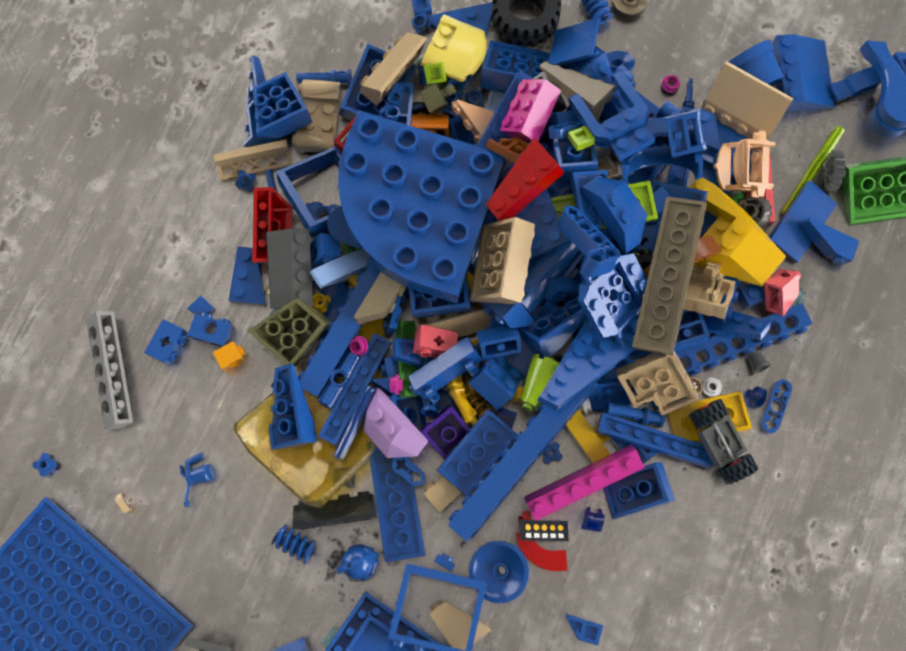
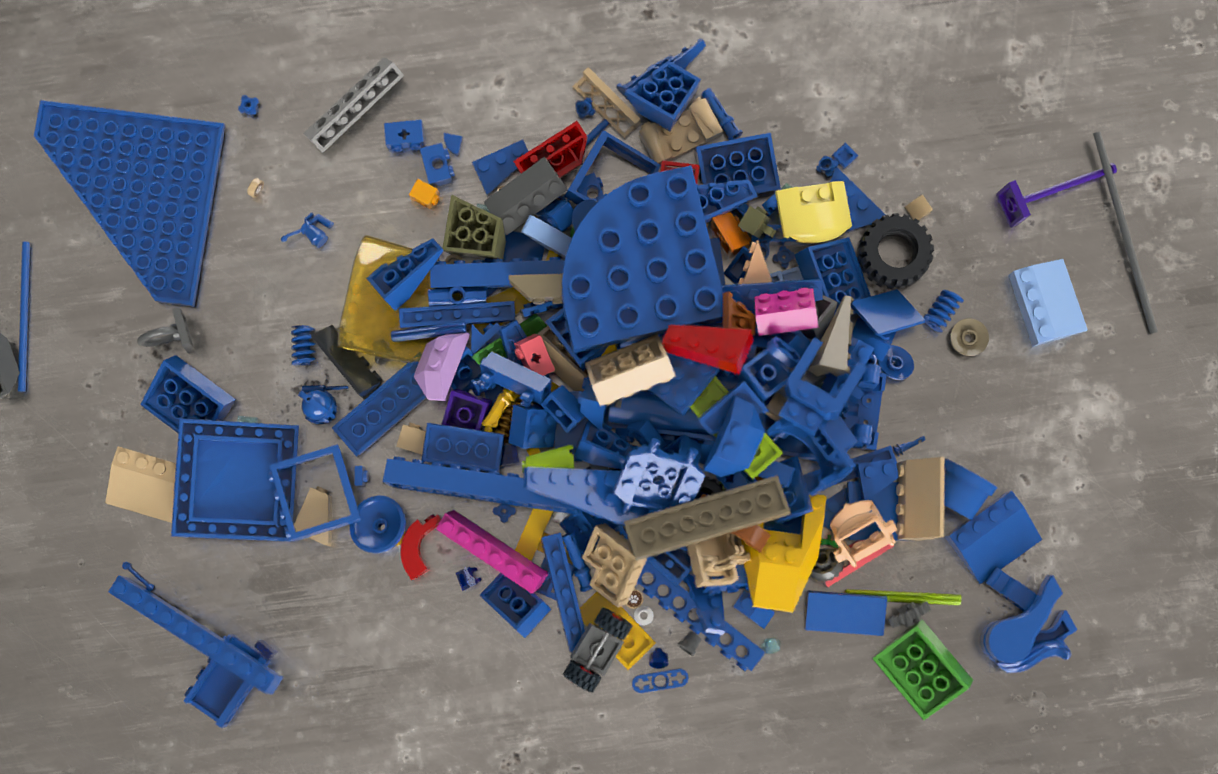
camera: 60 degrees right, 5 degrees up
(317, 297) = (515, 234): yellow plate -> none
(337, 561) = (308, 388): none -> blue piece
(358, 345) = (494, 294): dark pink plate -> none
(393, 67) = (759, 168): tan slope -> none
(396, 385) = (478, 346): dark pink plate -> none
(411, 467) = (411, 402): blue beam -> none
(435, 72) = (774, 208): lime plate -> none
(544, 530) = (433, 542): black sticker -> none
(581, 138) = (781, 370): lime plate -> none
(585, 630) = (374, 624): blue tile -> none
(599, 251) = (682, 444): blue beam -> none
(671, 79) = (914, 422): dark pink plate -> none
(678, 133) = (833, 452): blue plate -> none
(781, 291) = (763, 627): coral torso -> none
(831, 242) = (839, 651): blue slope -> none

